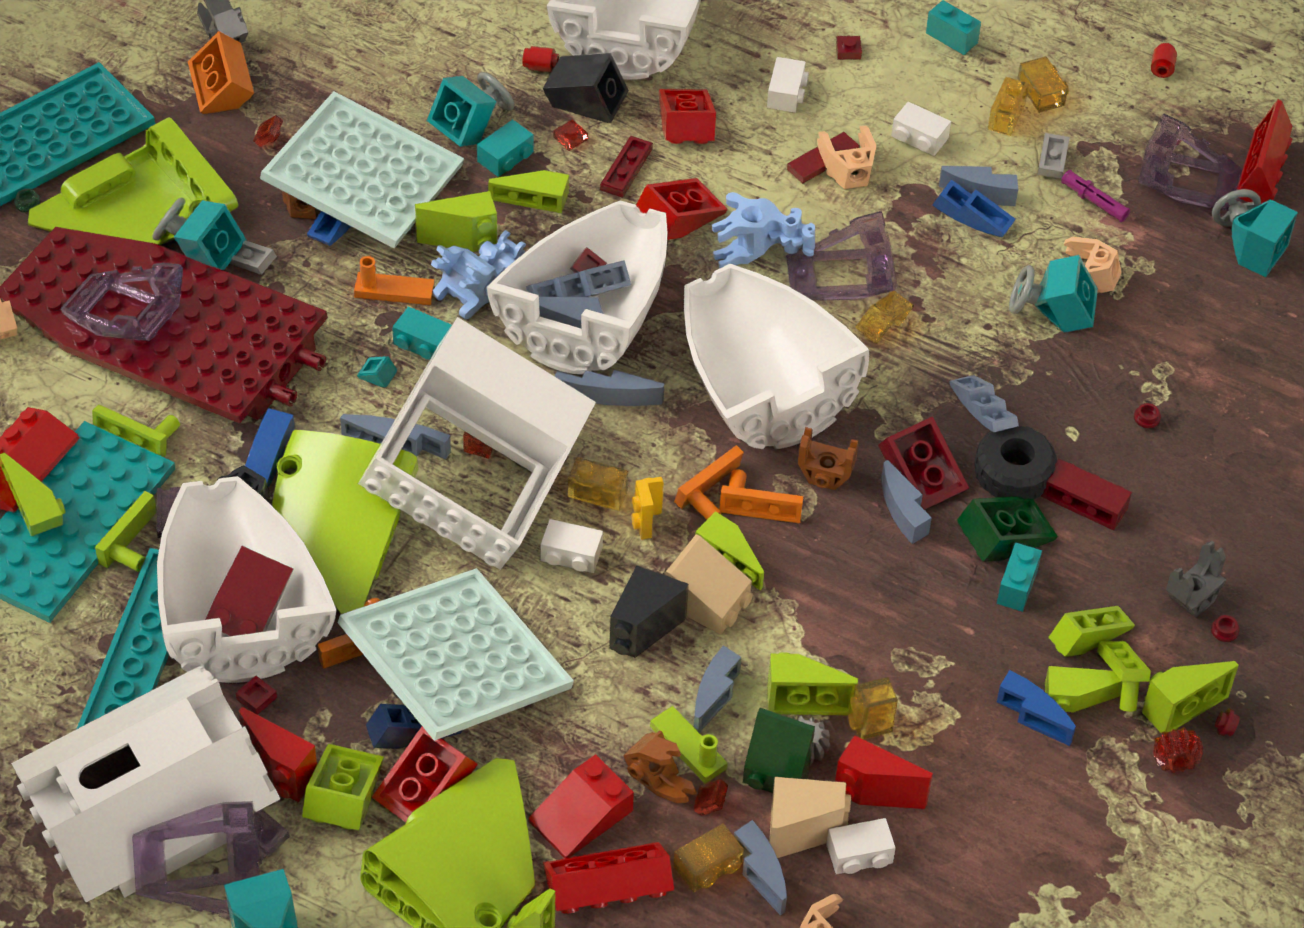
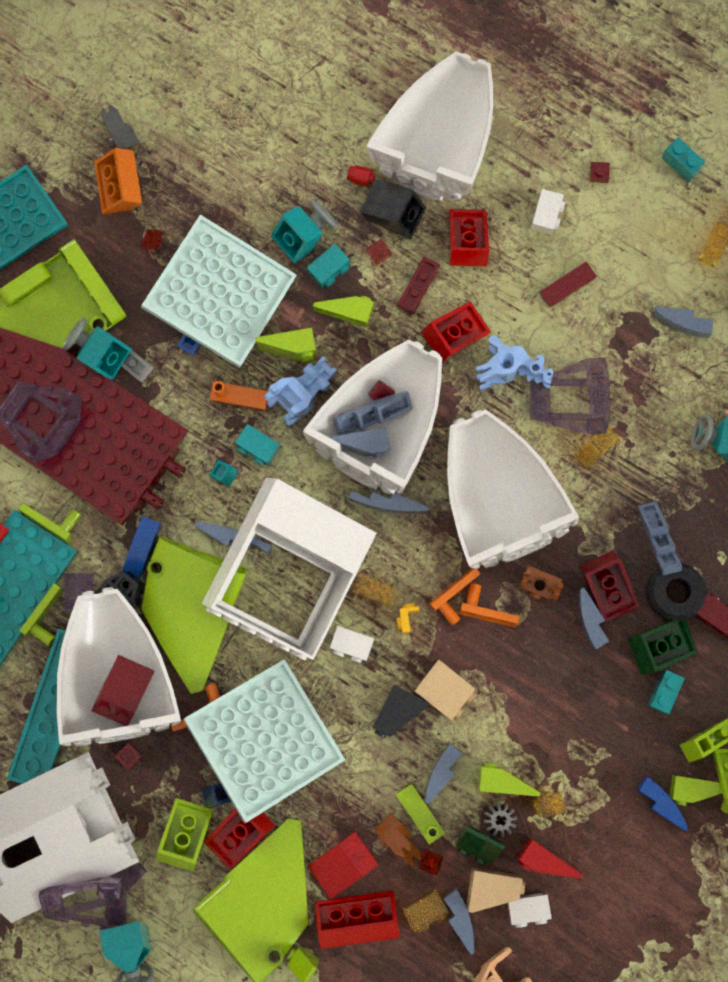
camera: 10 degrees right, 30 degrees up
(286, 756) = (141, 817): red slope -> none
(731, 543) = (461, 649): lime slope -> none
(843, 163) = (582, 299): light nougat piece -> none
(921, 128) = (645, 263): white brick -> none
(973, 210) = (675, 346): blue slope -> none

